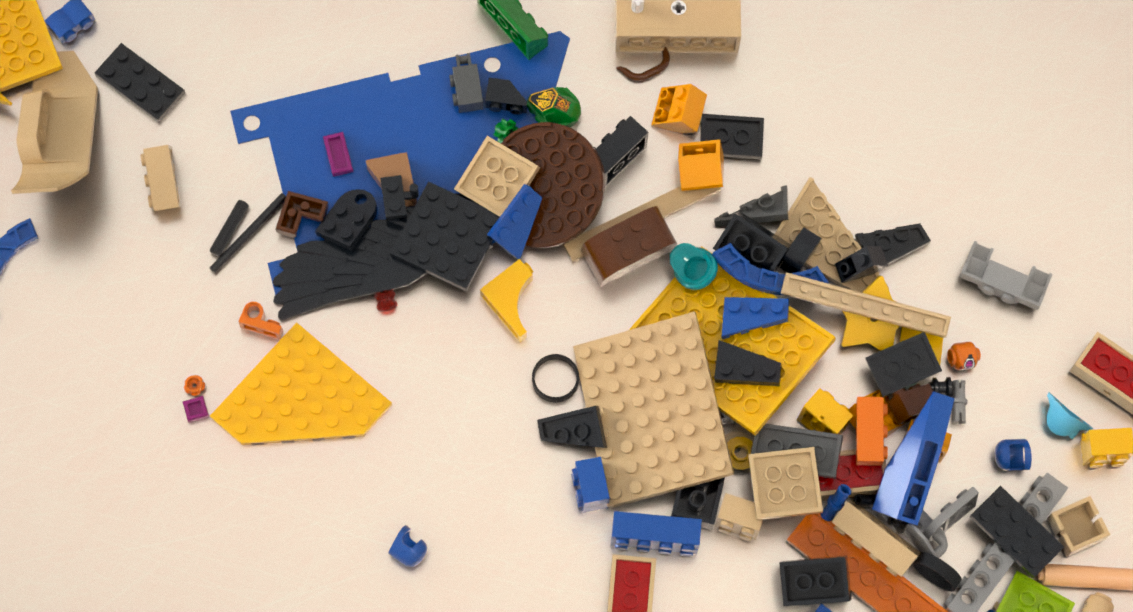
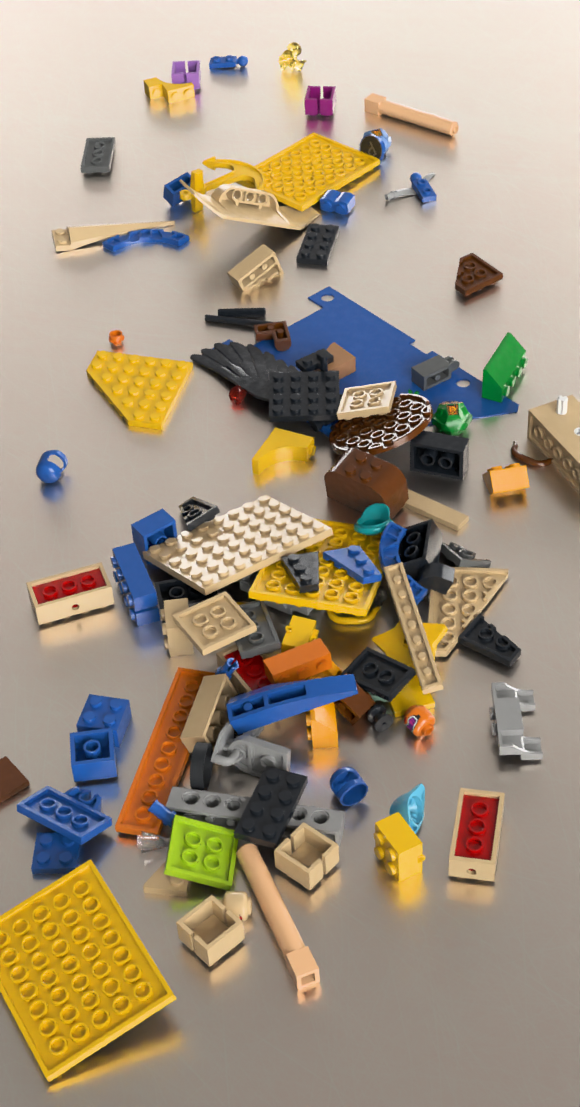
camera: 70 degrees right, 30 degrees down
(195, 409) = (99, 344): magenta tile -> none
(258, 324) = (182, 343): orange plate -> none
(338, 154) = (336, 335): magenta tile -> none
(348, 220) = (283, 354): black plate -> none
(504, 96) = (438, 389): black slope -> none
(516, 222) = (338, 419): blue wing -> none
(555, 357) = (232, 484): black tyre -> none
(701, 165) = (465, 500): light orange slope -> none
(738, 134) = (507, 516): black plate -> none
(815, 581) = (147, 689): black brick -> none
(861, 263) = (454, 616): black slope -> none
(960, 401) = (376, 736): light grey pin -> none

